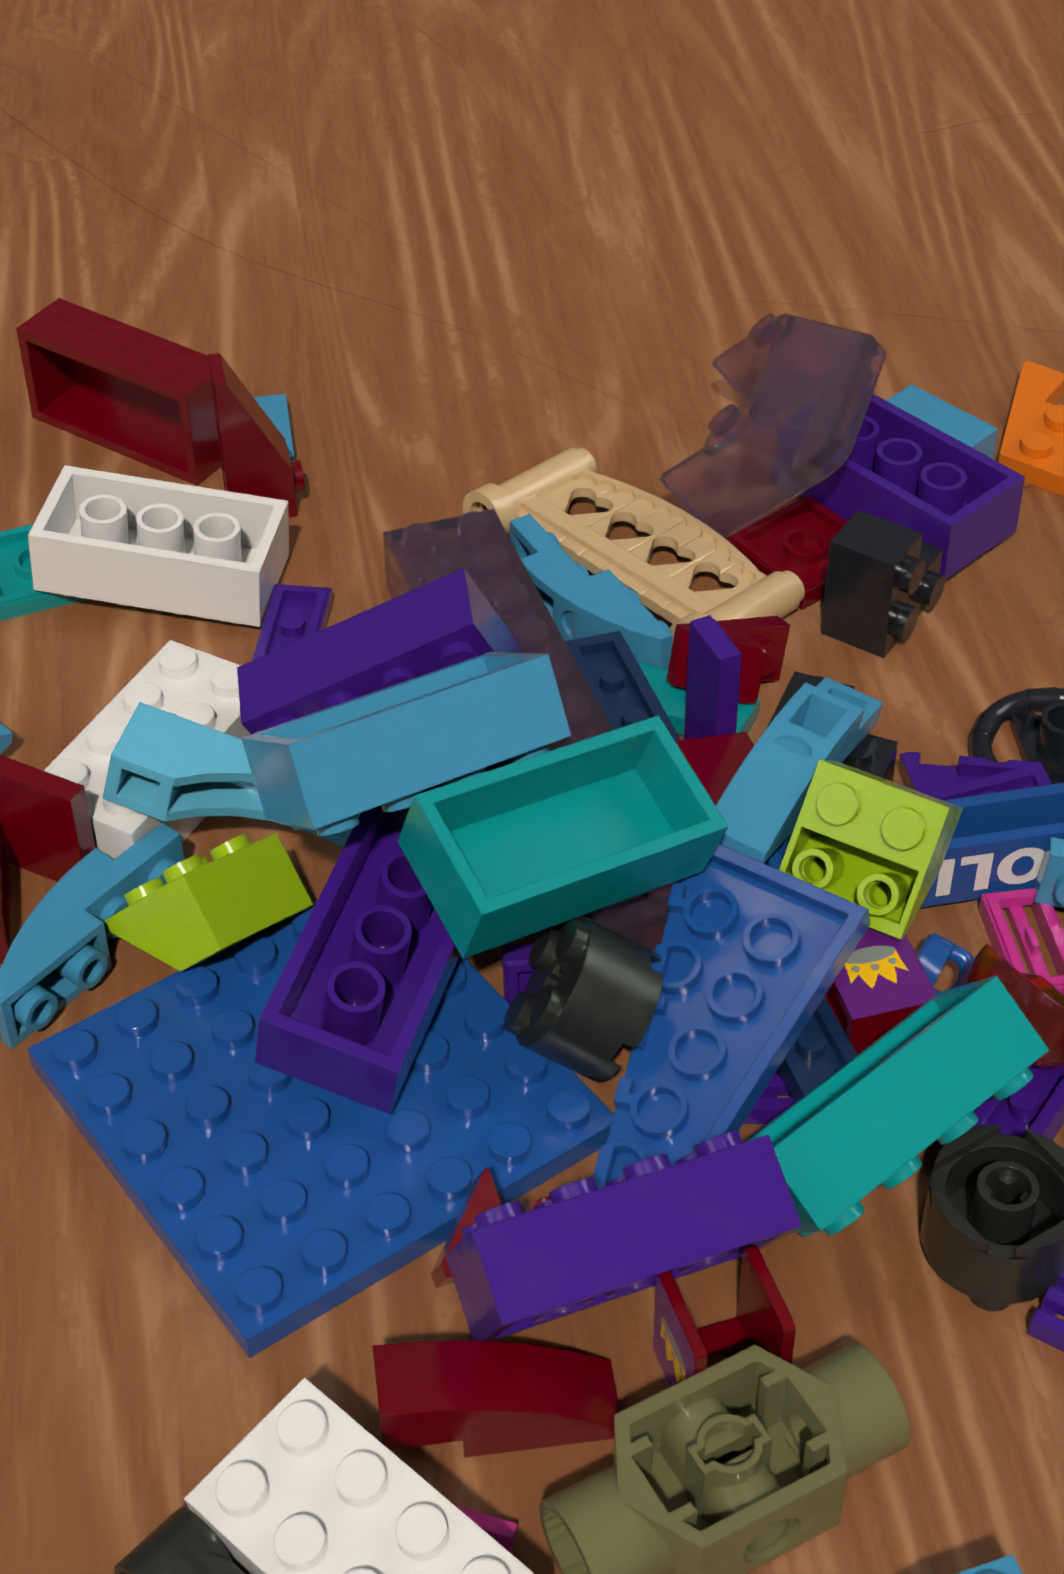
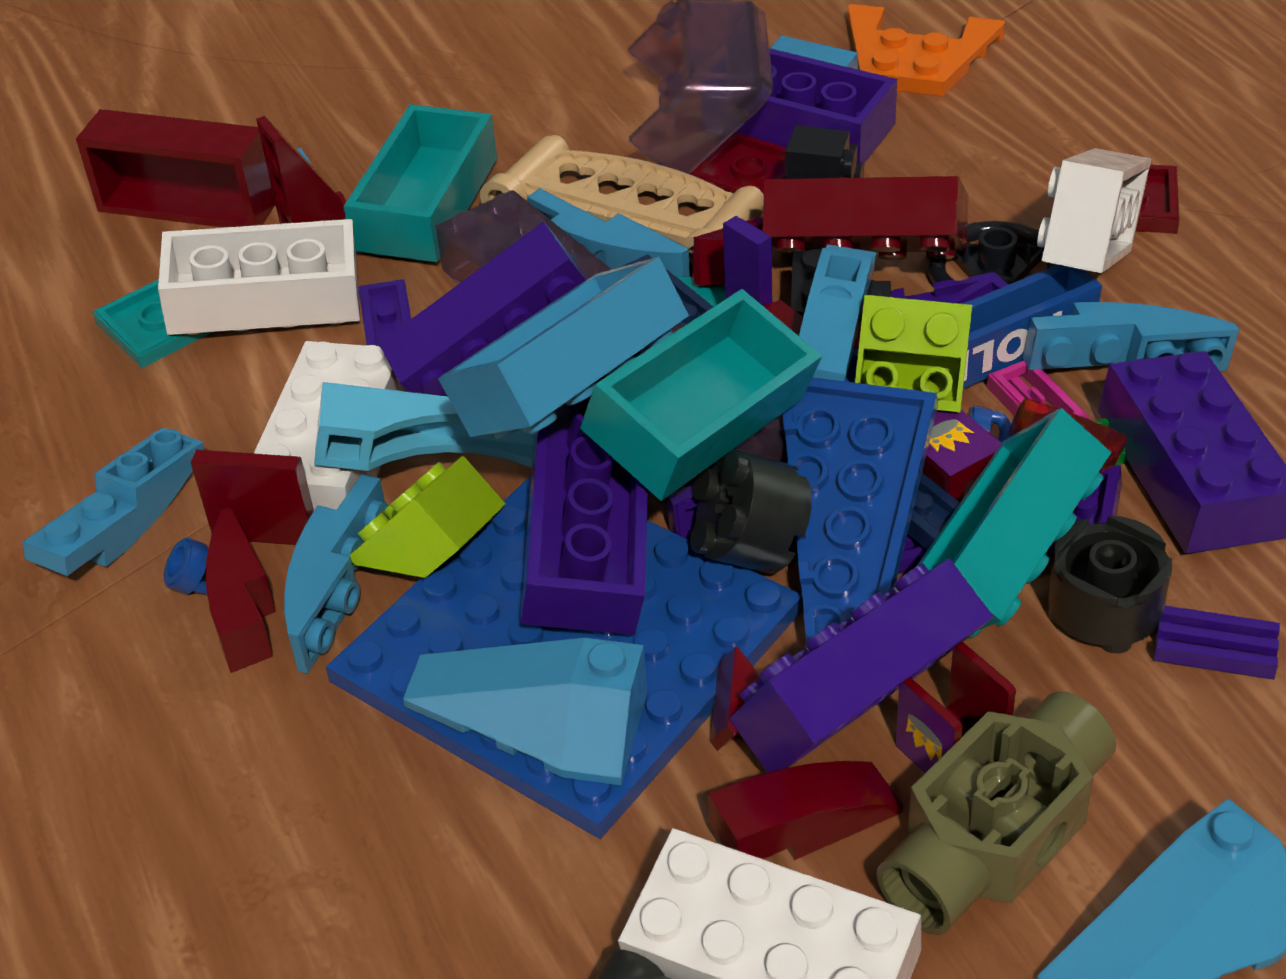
camera: 15 degrees left, 0 degrees up
(244, 1169) = (554, 700): none -> dark azure wedge
(397, 469) = (420, 180): none -> teal piece
(905, 649) = (868, 215): none -> dark red piece

